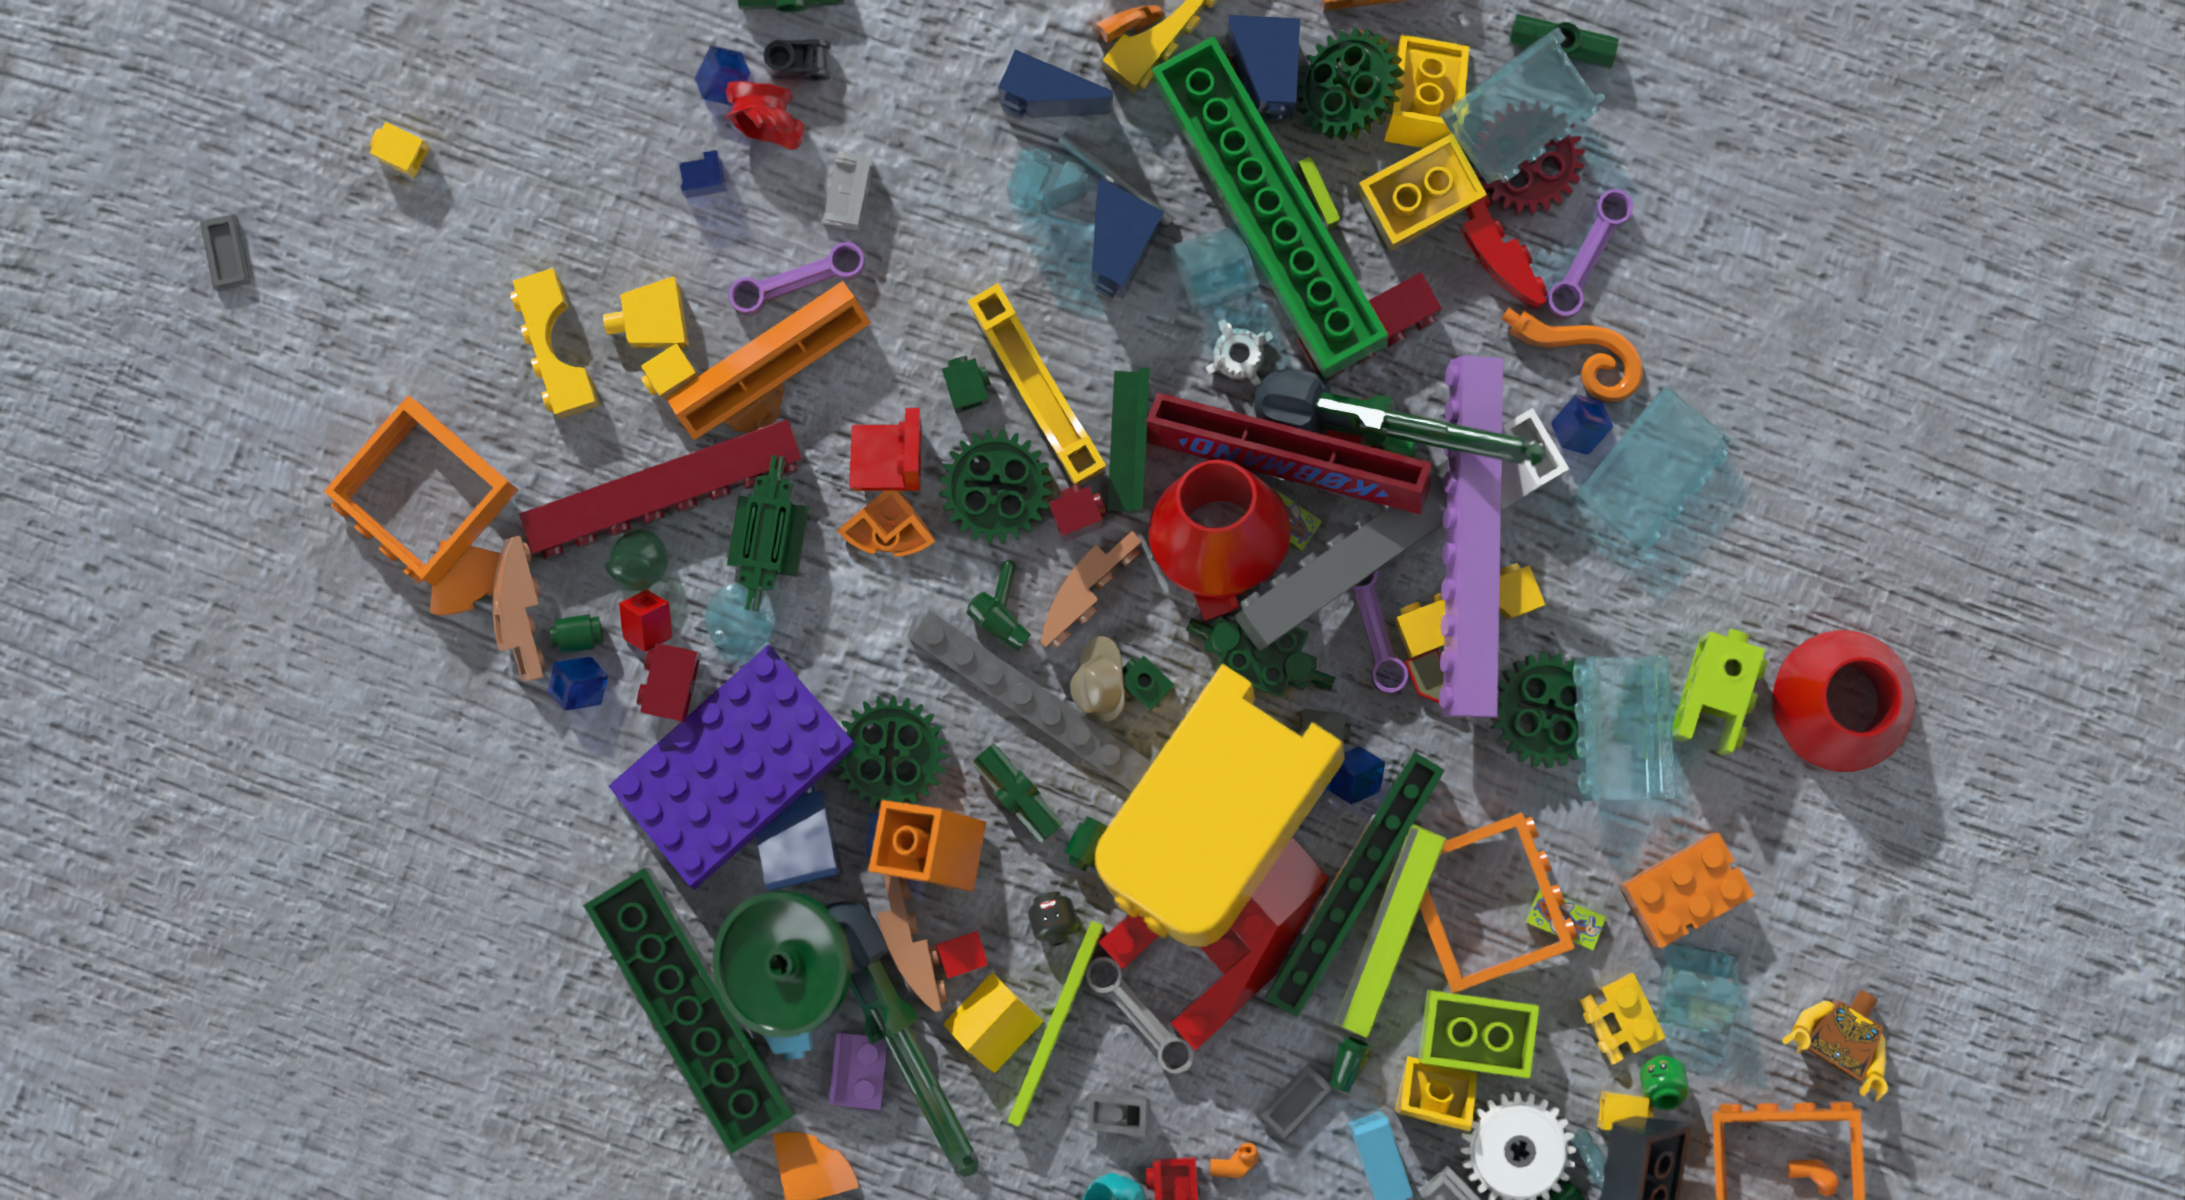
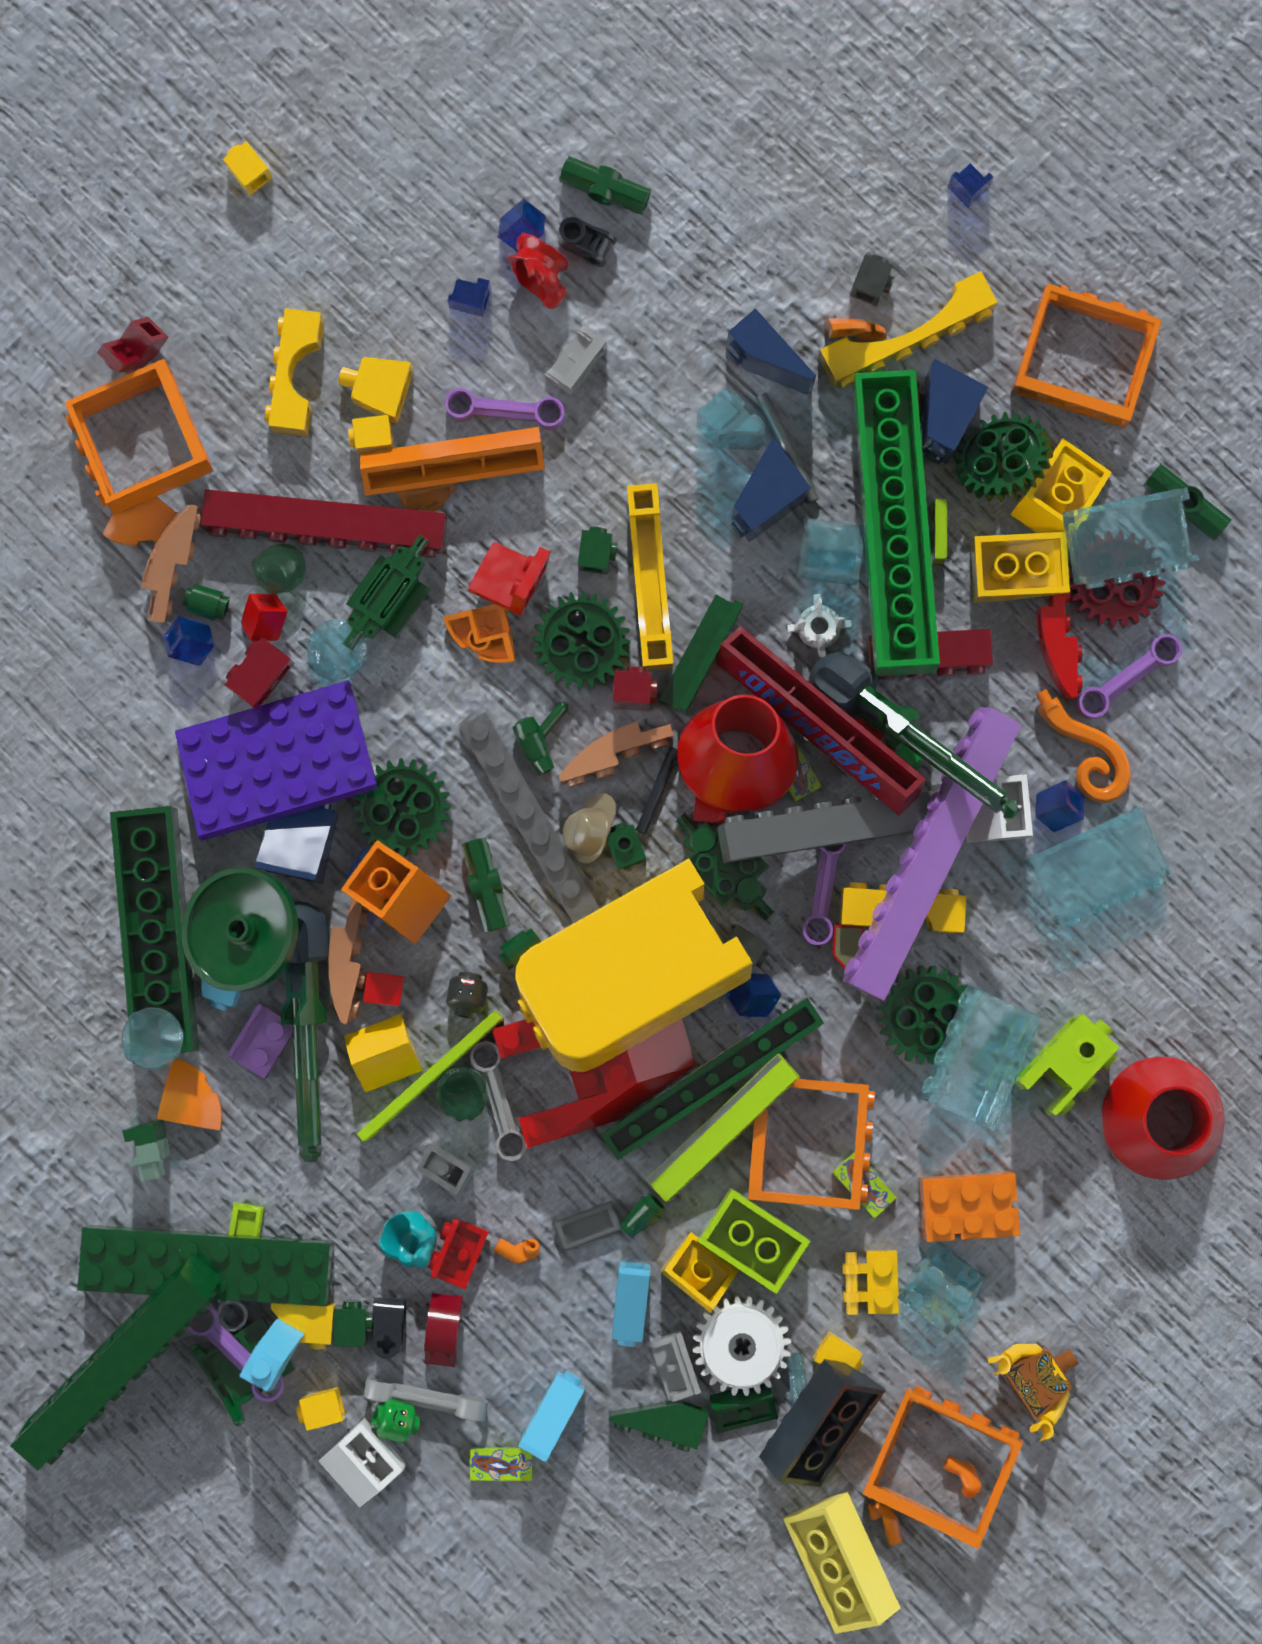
camera: 25 degrees right, 0 degrees up
(225, 252) = (78, 185): dark grey tile -> none
(370, 397) = (135, 347): none -> dark red brick
(743, 1124) = (151, 1038): none -> clear light blue dish
(1098, 1025) = (462, 1093): none -> clear green hair
(1151, 607) = (657, 791): none -> black piece
(1664, 1082) = (880, 1347): green head -> none

